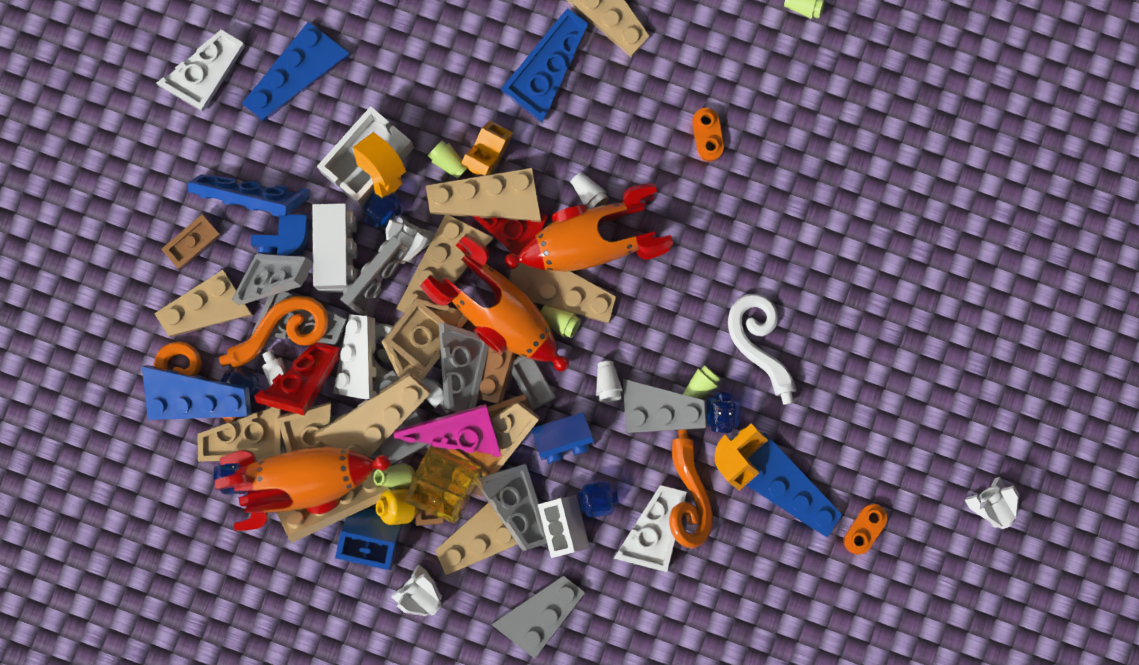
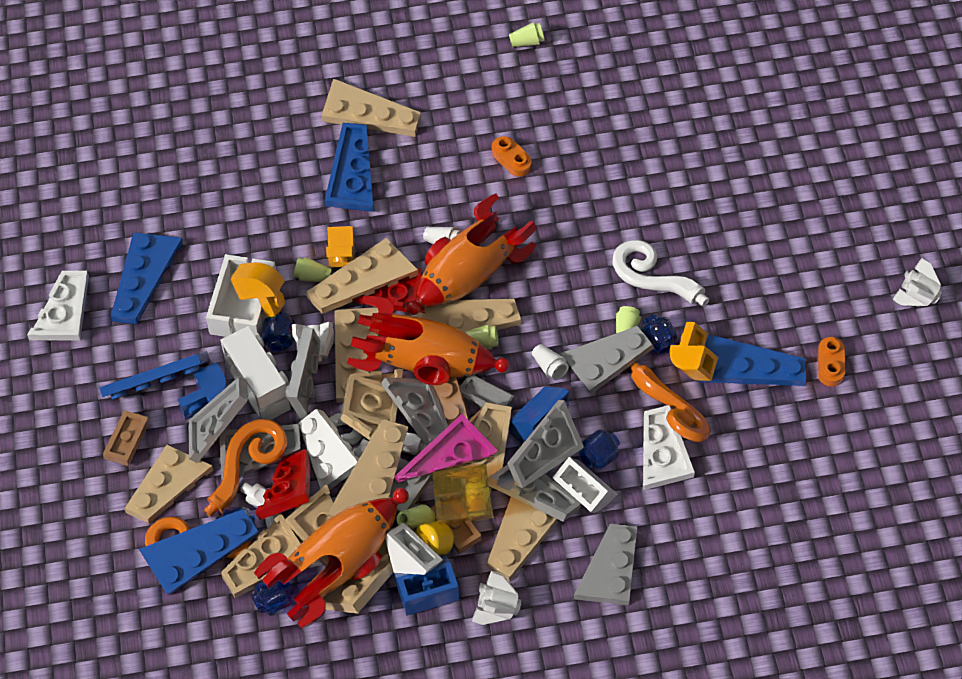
camera: 30 degrees left, 25 degrees down
(365, 516) = (409, 552): none -> white slope
(543, 481) = (546, 446): none -> light grey wing

